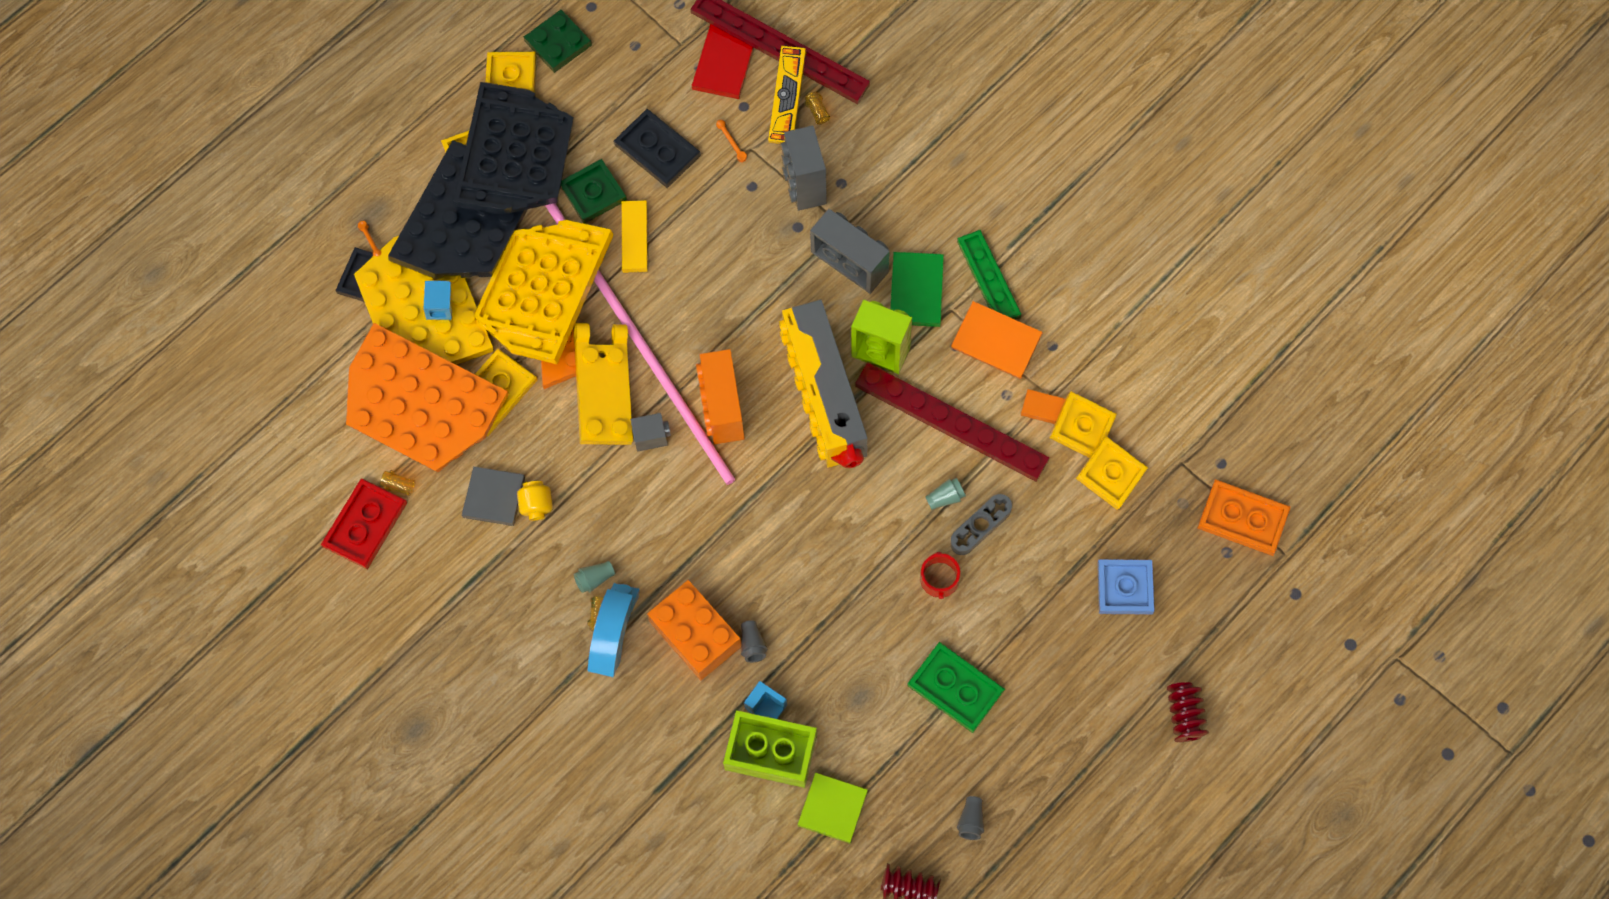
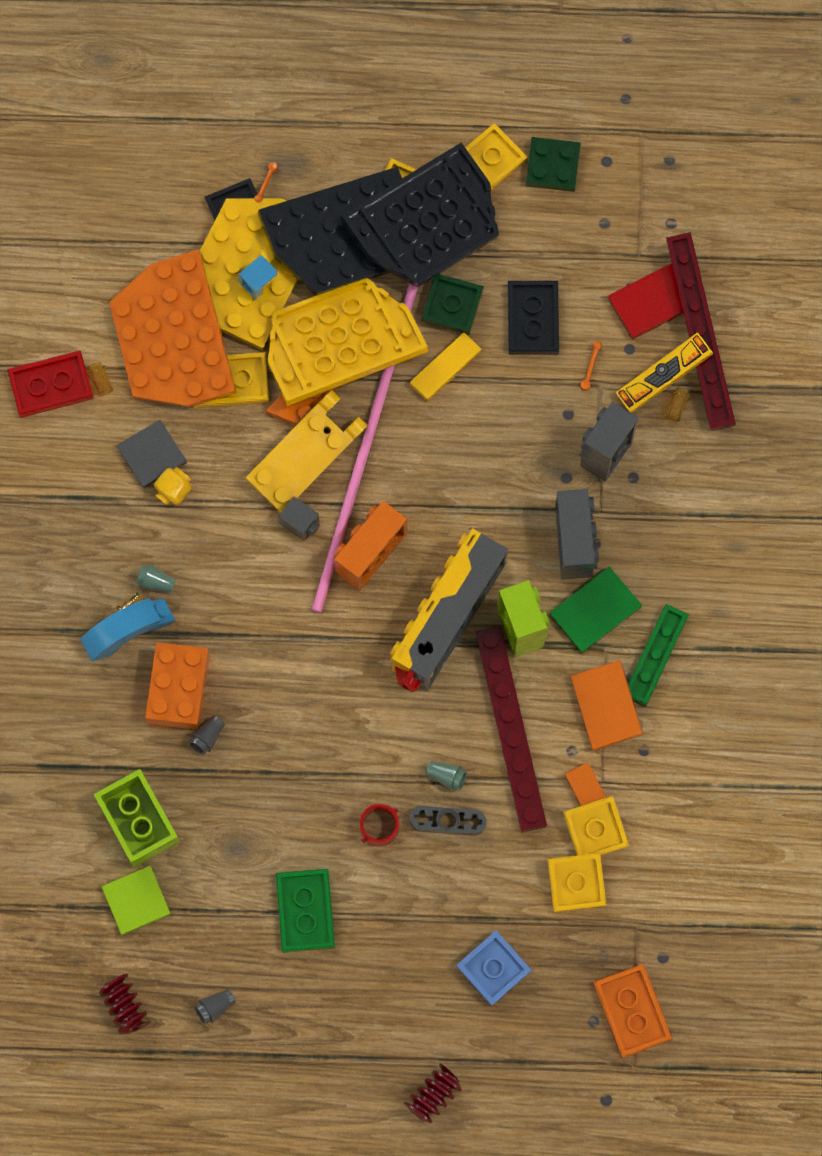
camera: 45 degrees right, 5 degrees up
(765, 702) = (169, 785): dark azure panel -> none

